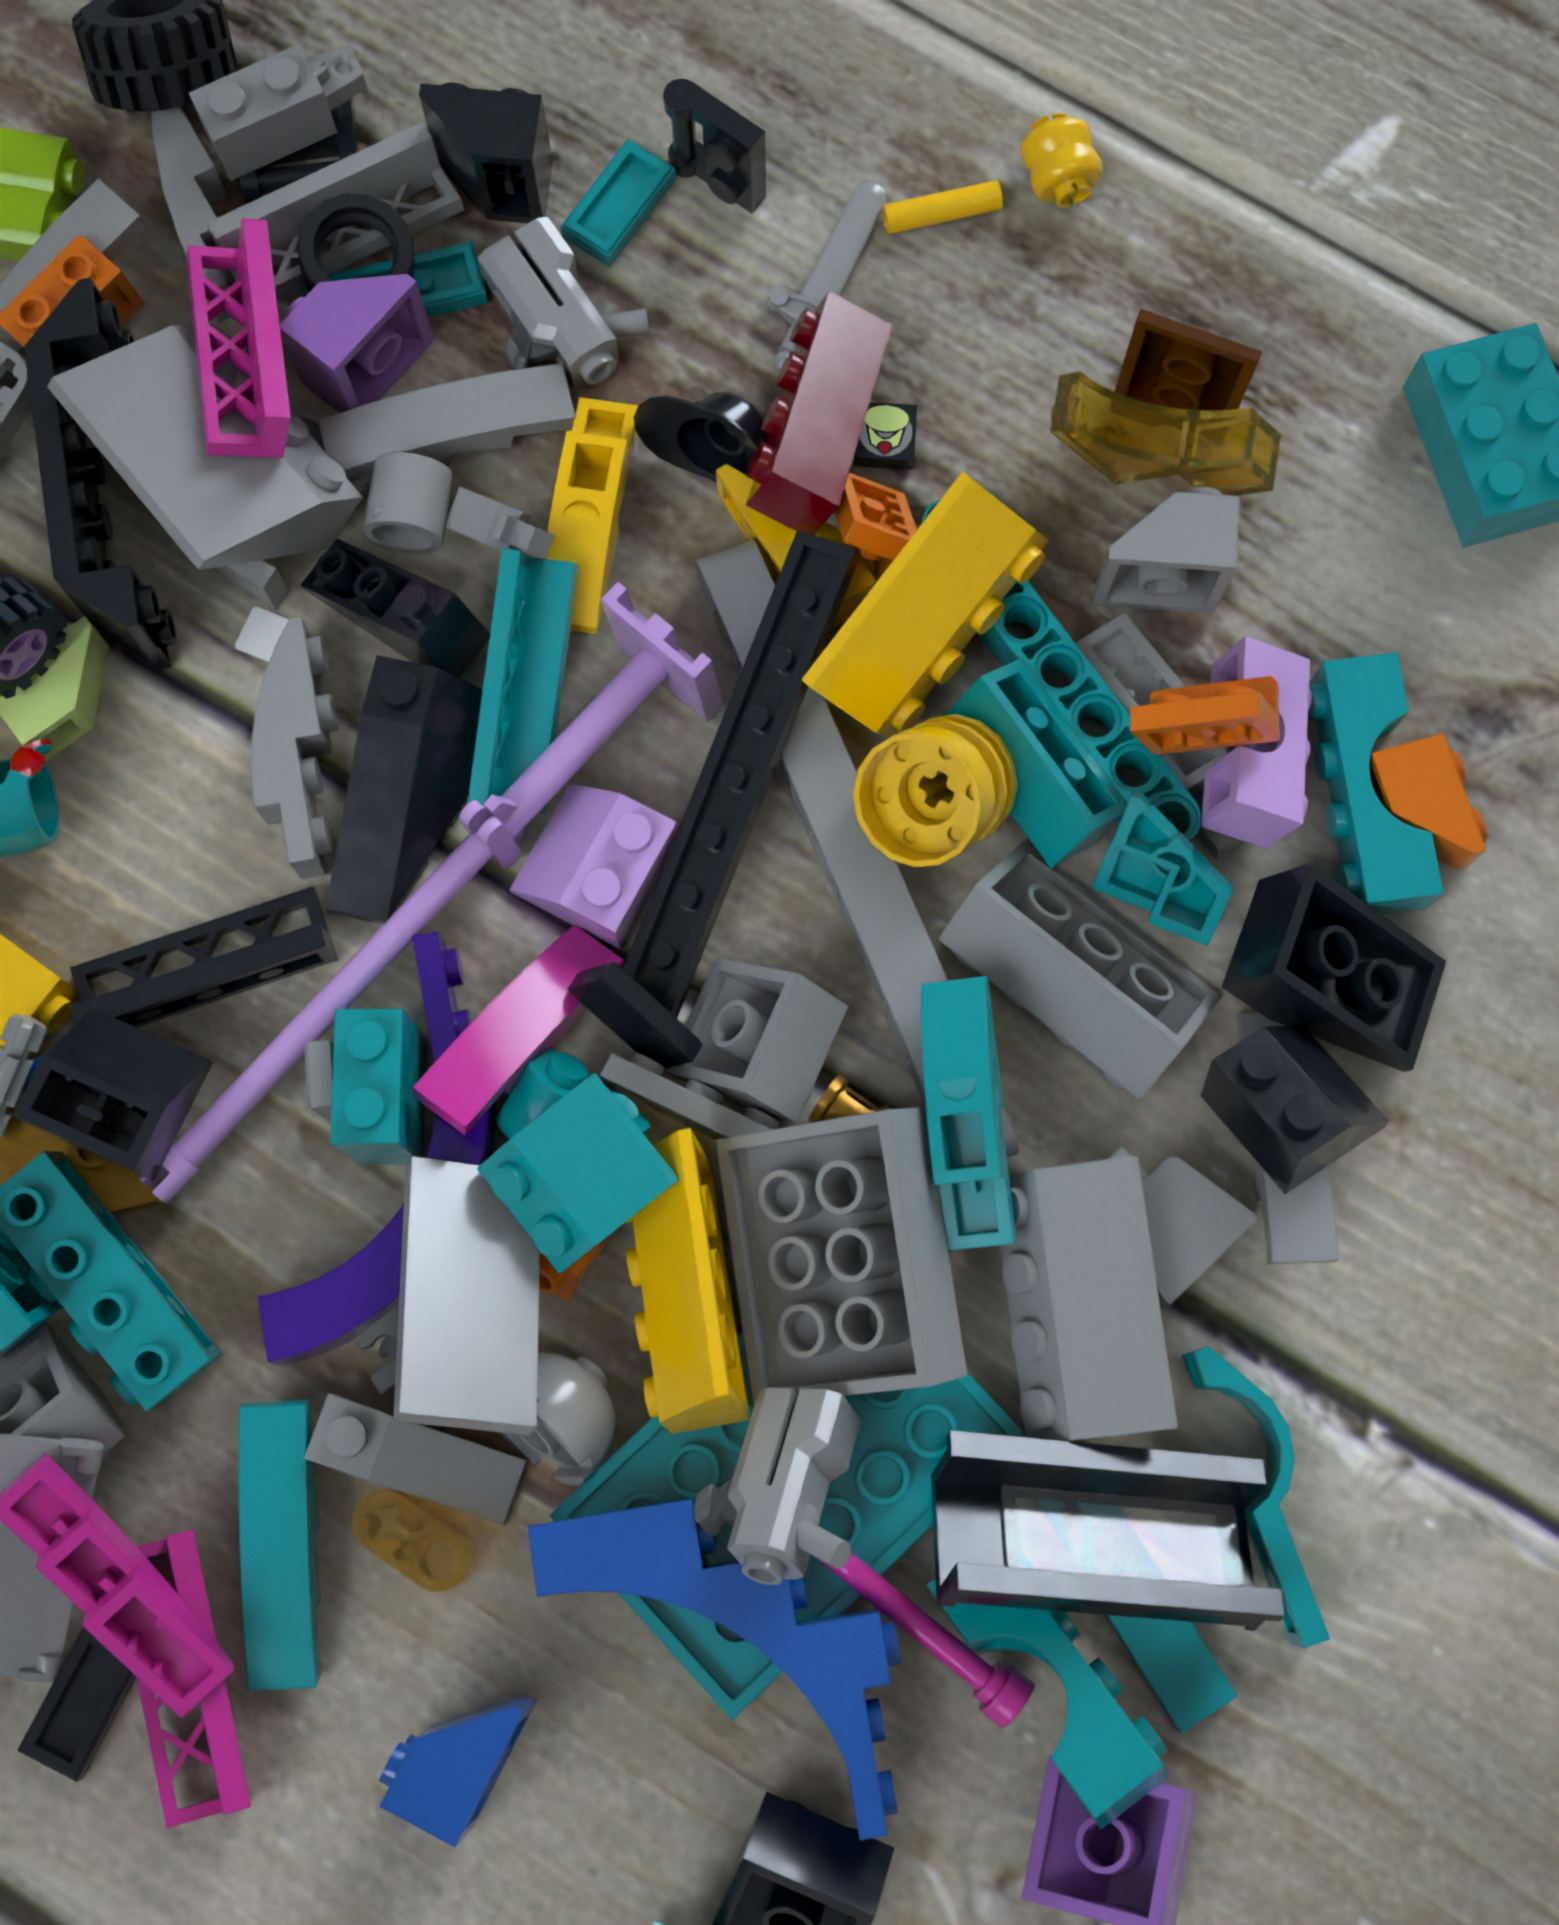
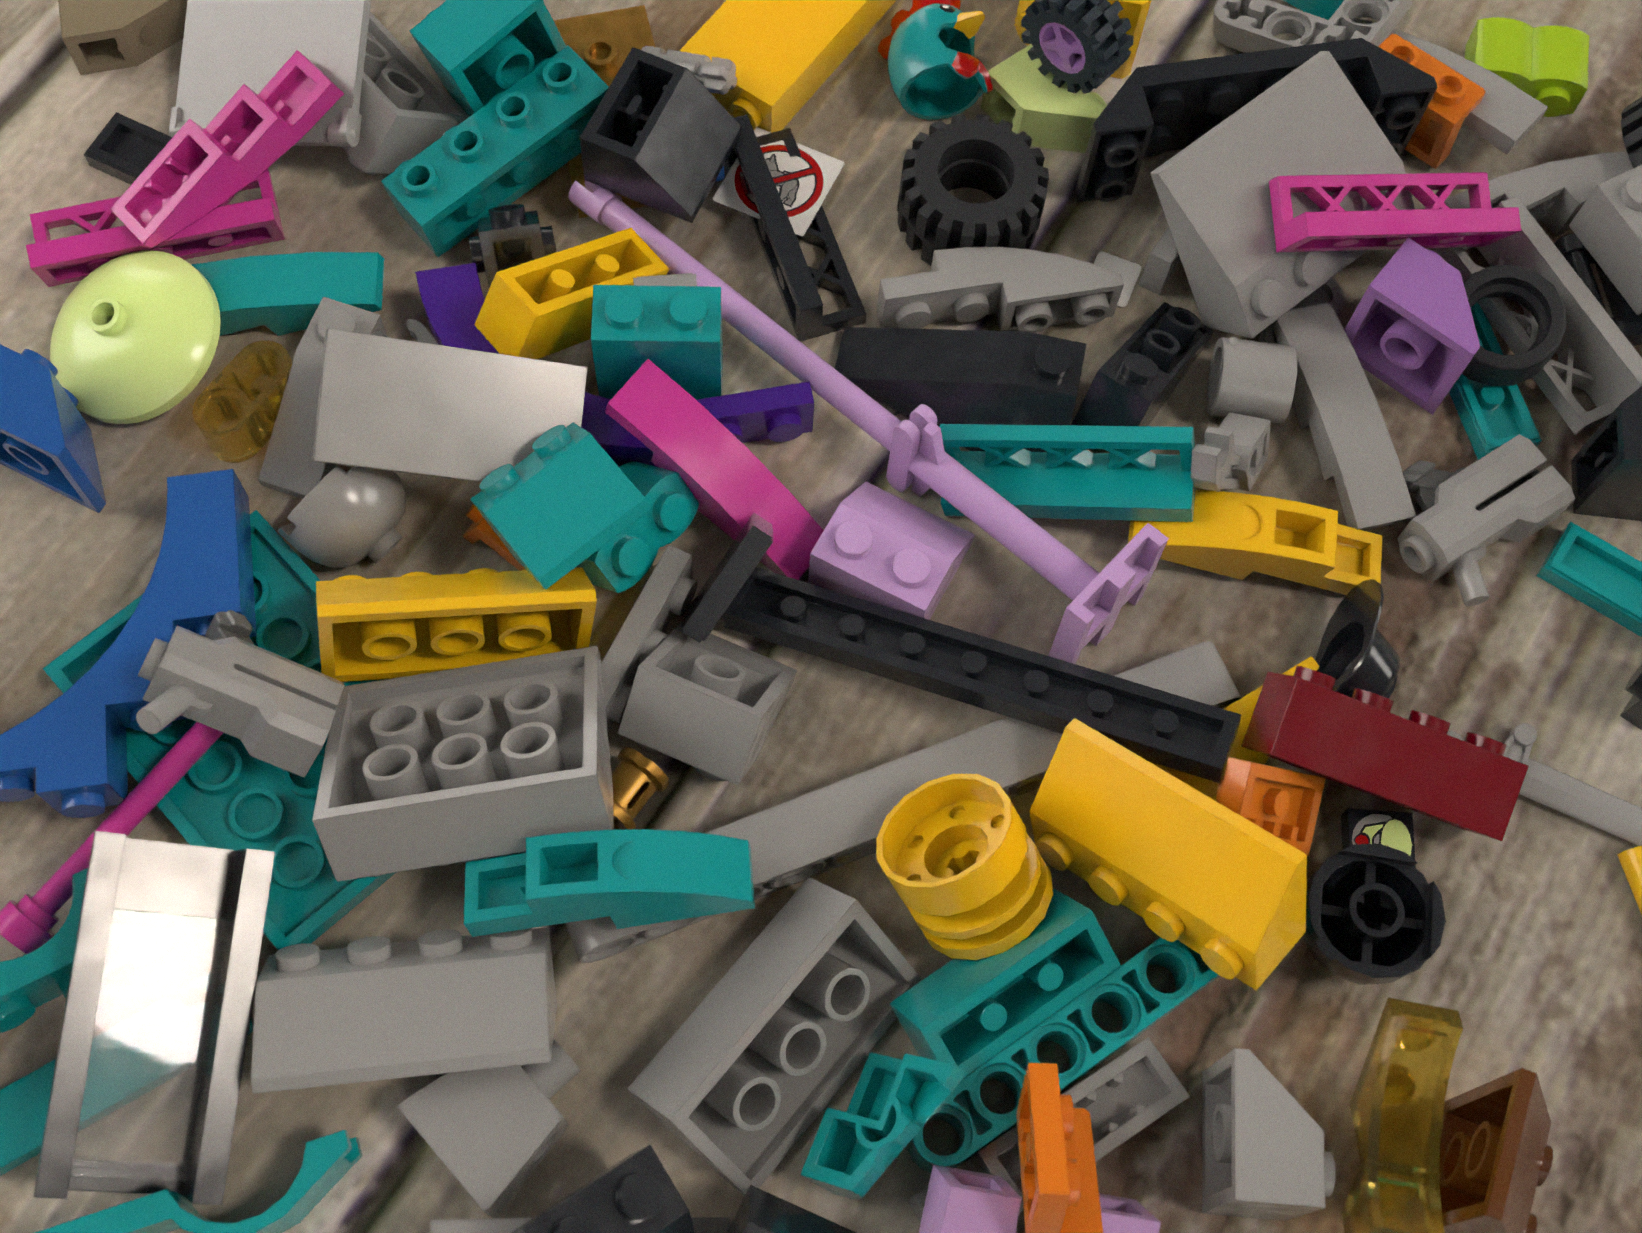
camera: 85 degrees right, 10 degrees down
(138, 953) = (800, 182): none -> sticker
(146, 732) = (975, 157): none -> black tyre
(235, 1259) = (505, 224): none -> black brick
(312, 1183) = (550, 299): none -> yellow brick
(337, 1639) = (136, 336): none -> yellowish green dish
(967, 429) = (1372, 915): none -> black cylinder

